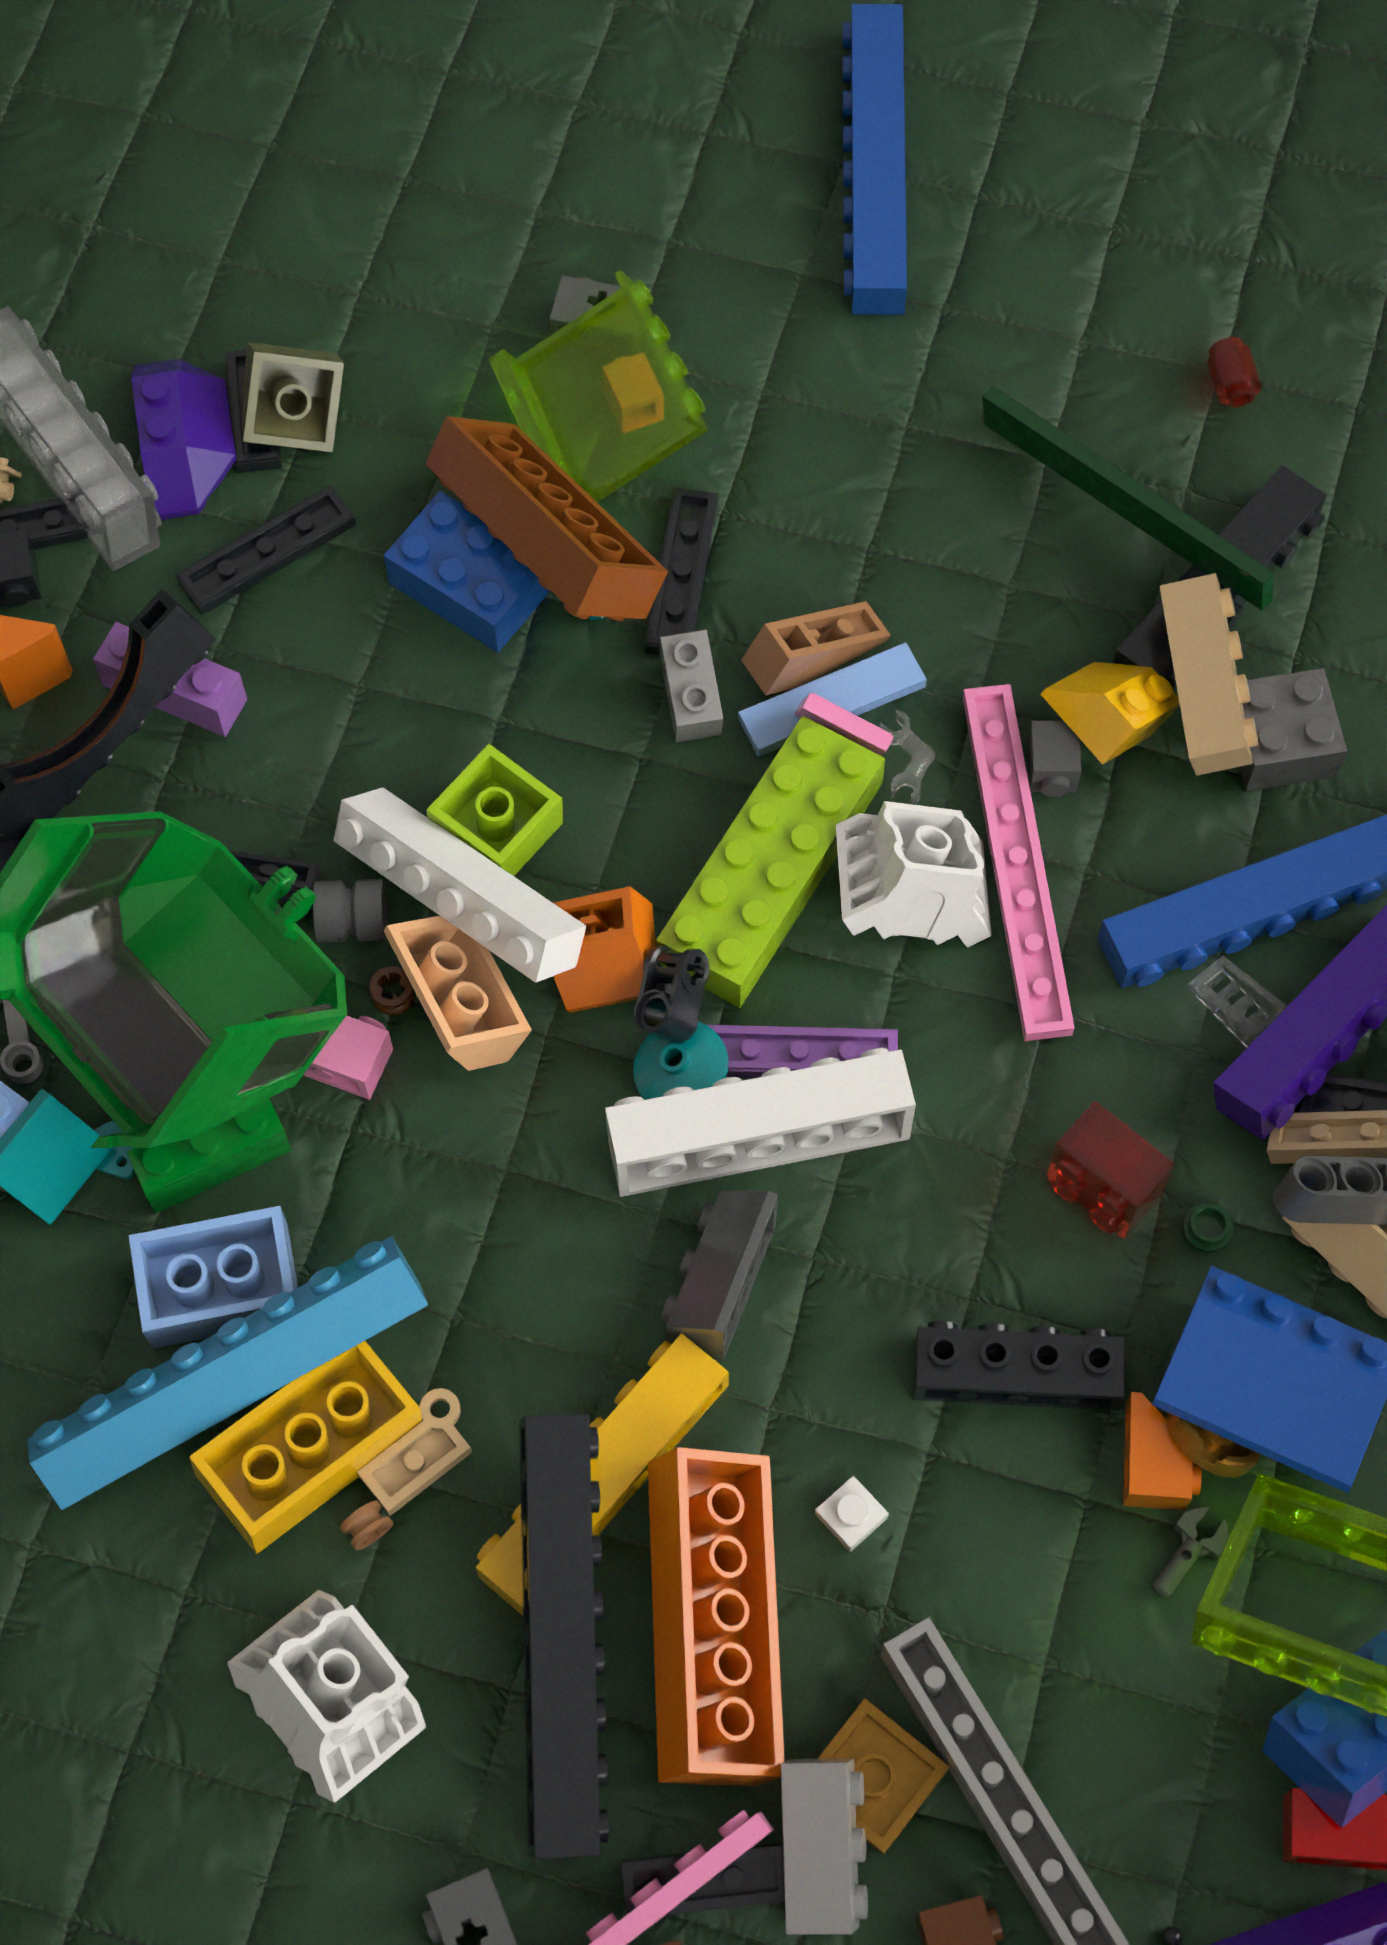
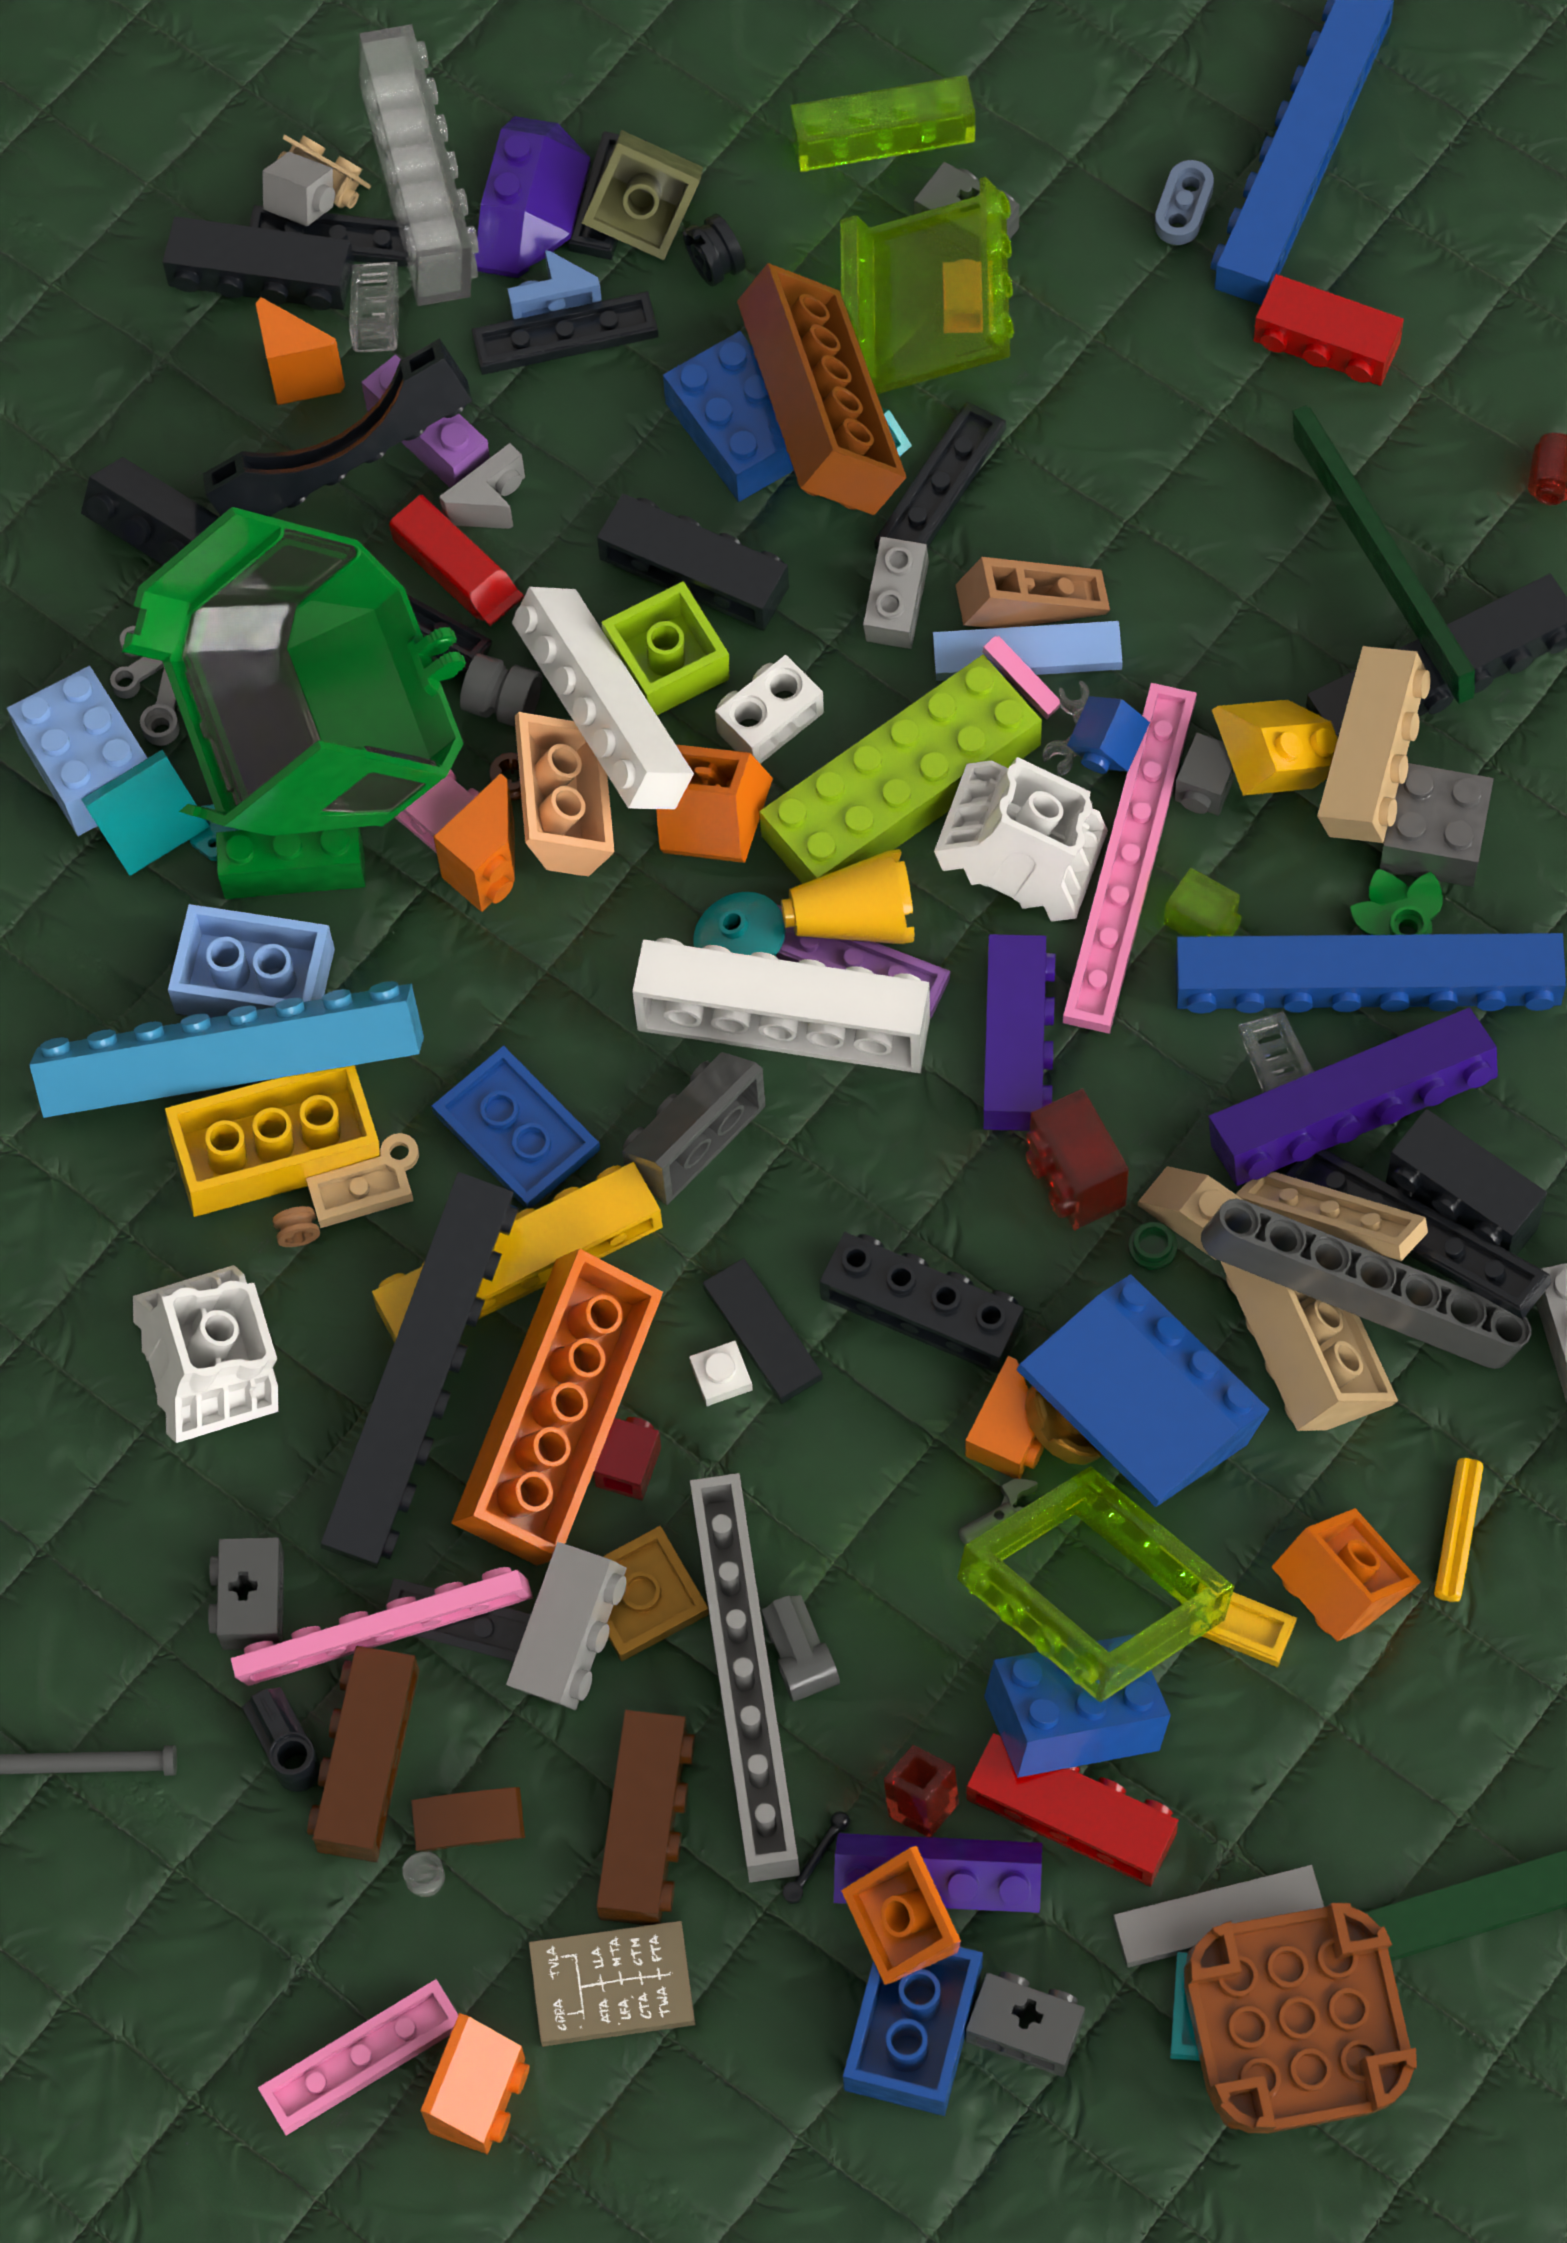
camera: 25 degrees right, 0 degrees up
(85, 606) = (374, 331): none -> clear slope
(249, 507) = (566, 288): none -> medium blue slope
(251, 730) = (478, 498): none -> light grey slope
(251, 801) = (454, 561): none -> red piece
(379, 425) = (714, 249): none -> black wheel
(396, 1072) = (479, 847): none -> orange slope
(468, 717) = (712, 565): none -> black brick
(487, 260) = (883, 123): none -> clear neon green brick
(544, 1340) = (516, 1127): none -> blue plate
(625, 842) = (777, 717): none -> white brick
(669, 995) = (748, 865): black piece -> none
(787, 995) = (854, 903): none -> yellow cone
(794, 247) = (1182, 205): none -> sand blue plate
(803, 1637) = (628, 1457): none -> dark red brick
(873, 1454) = (762, 1331): none -> black tile
(948, 751) = (1108, 734): none -> blue brick
(975, 315) = (1328, 330): none -> red brick
(988, 1067) = (1016, 1030): none -> dark purple brick
(1067, 1784) = (803, 1659): none -> dark grey piece
(1109, 884) = (1202, 907): none -> clear neon green brick
(1231, 1175) = (1185, 1202): none -> tan slope
(1247, 1877) = (921, 1791): none -> clear red brick
(1278, 818) = (1397, 905): none -> green plate

